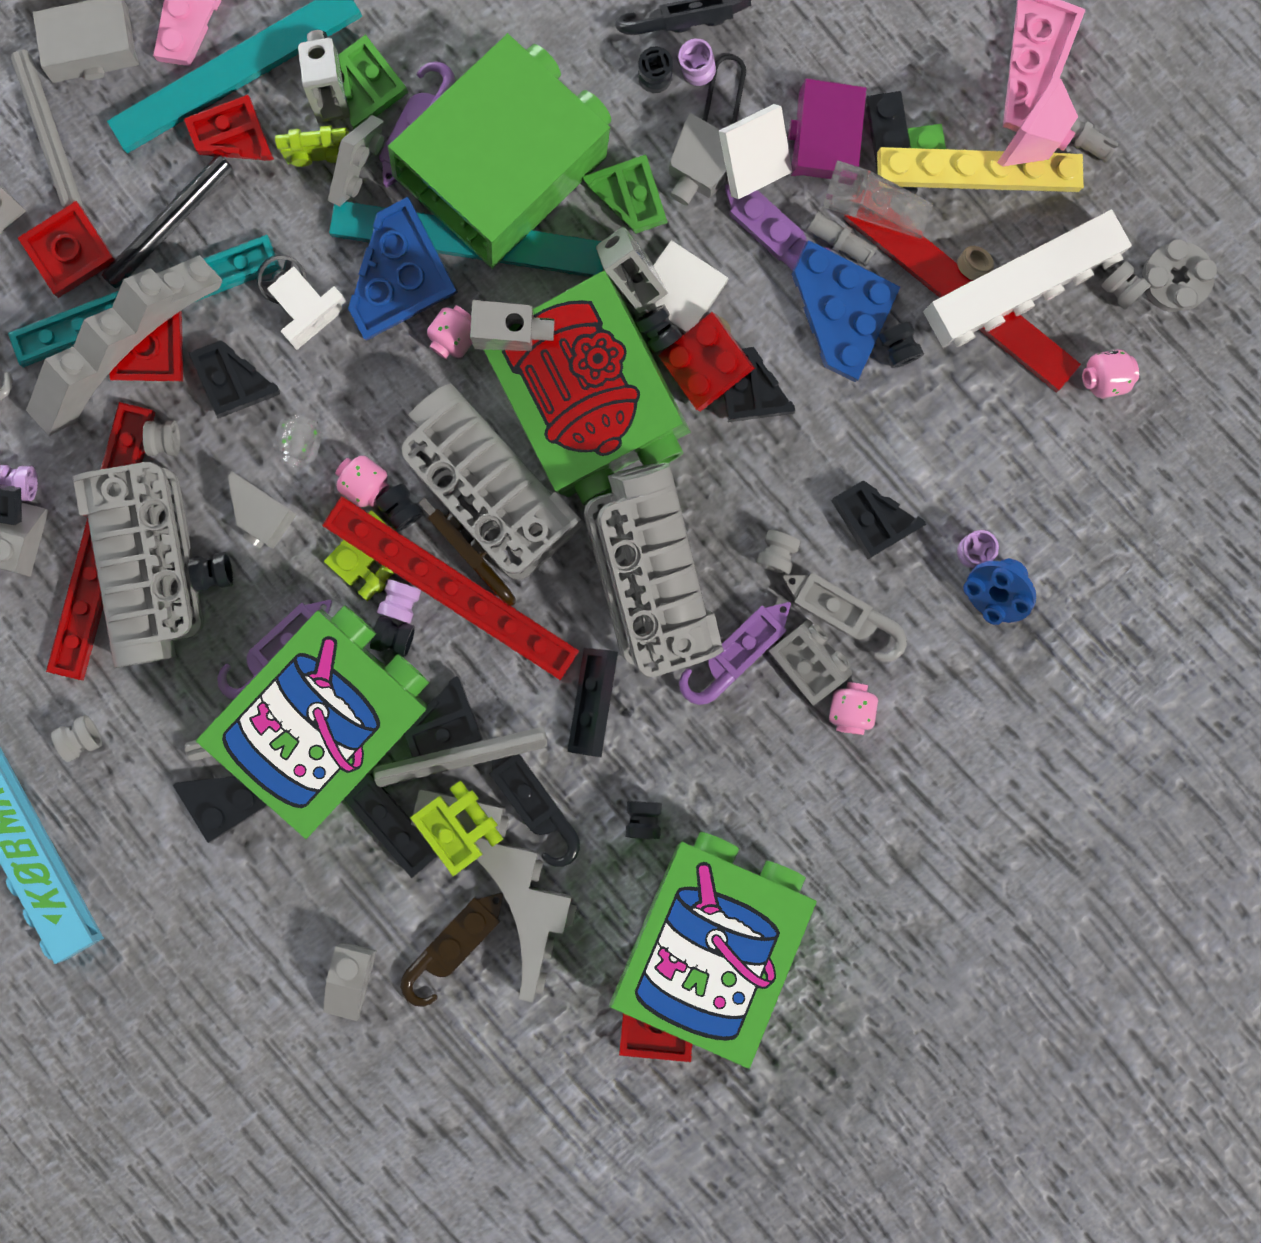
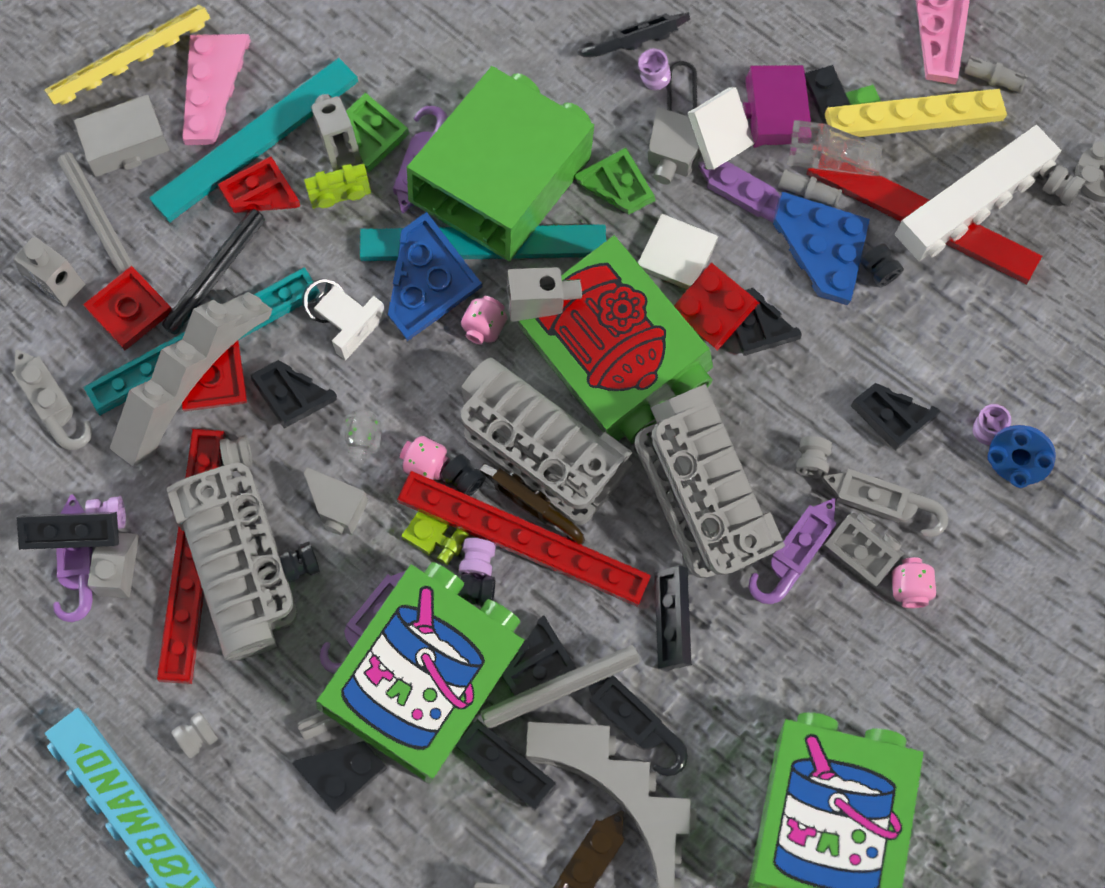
camera: 10 degrees left, 15 degrees down
(352, 156) = (374, 183): light grey plate -> none
(447, 834) = (564, 756): lime plate -> none
(622, 260) = (630, 233): light grey torso -> none
(643, 820) = (742, 717): black wheel -> none
(654, 78) = (619, 81): black wheel -> none
(658, 328) = (664, 278): black wheel -> none
(975, 262) = (928, 187): dark tan tile -> none
(1044, 128) = (963, 68): bright pink slope -> none
(1110, 373) = (1071, 258): bright pink head -> none

